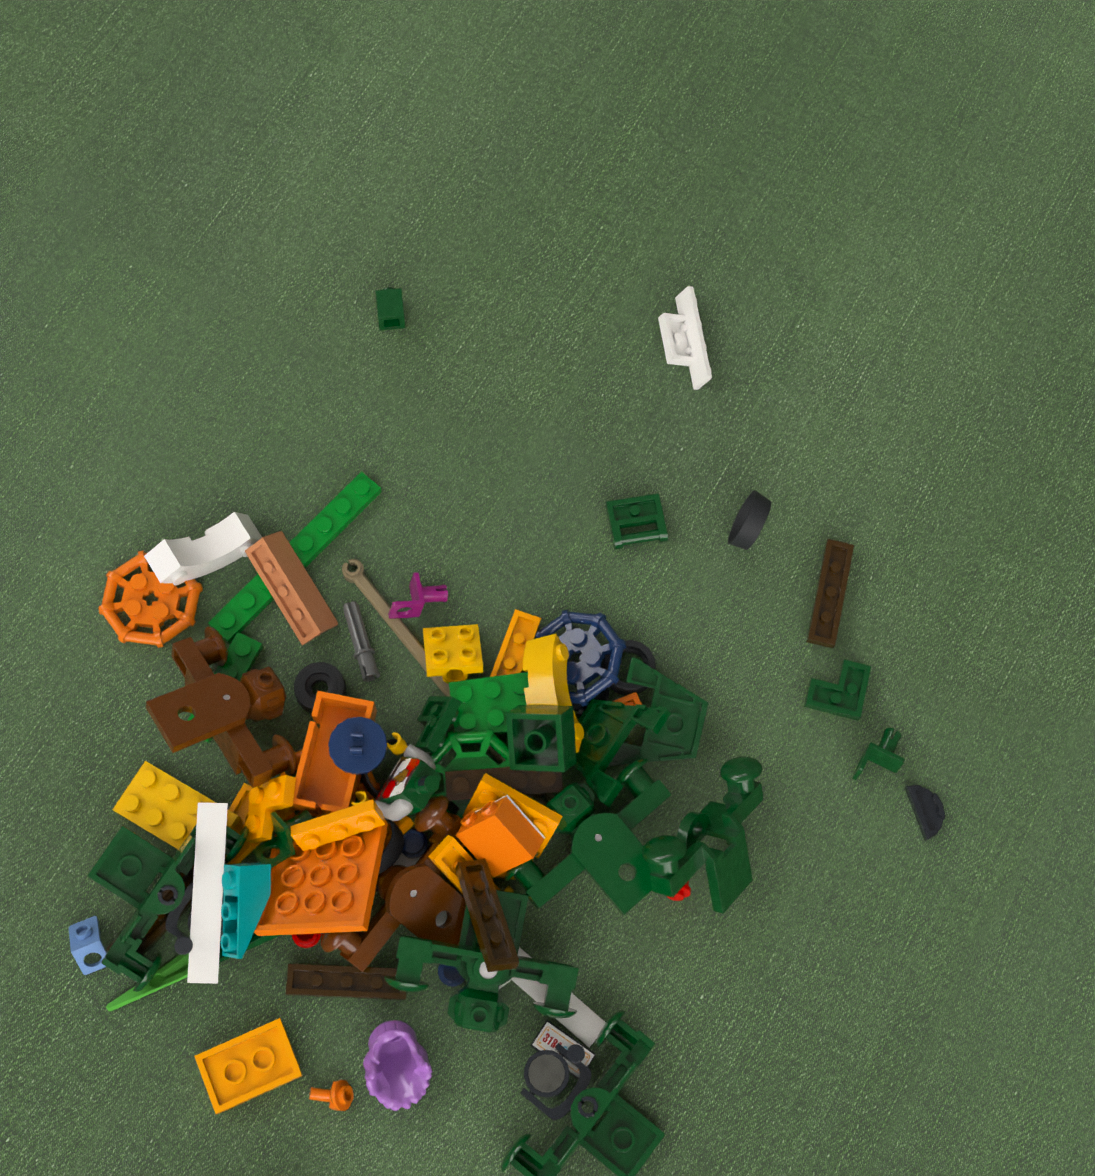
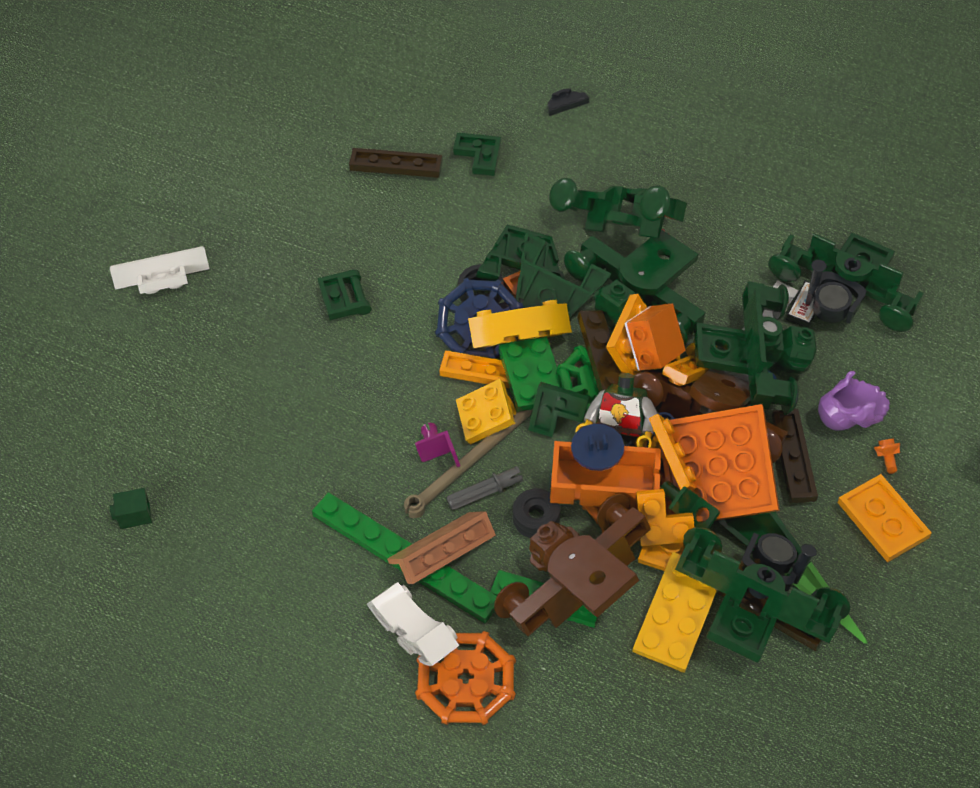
camera: 90 degrees left, 15 degrees down
(86, 939) = (812, 667): medium blue bracket -> none
(207, 893) = (750, 548): white sticker -> none
(244, 899) = (757, 519): teal slope -> none
(487, 915) = (726, 332): dark brown plate -> none
(541, 738) = (565, 314): dark green brick -> none
(749, 521) = (333, 223): black tyre -> none
(882, 754) = (529, 124): dark green bracket -> none

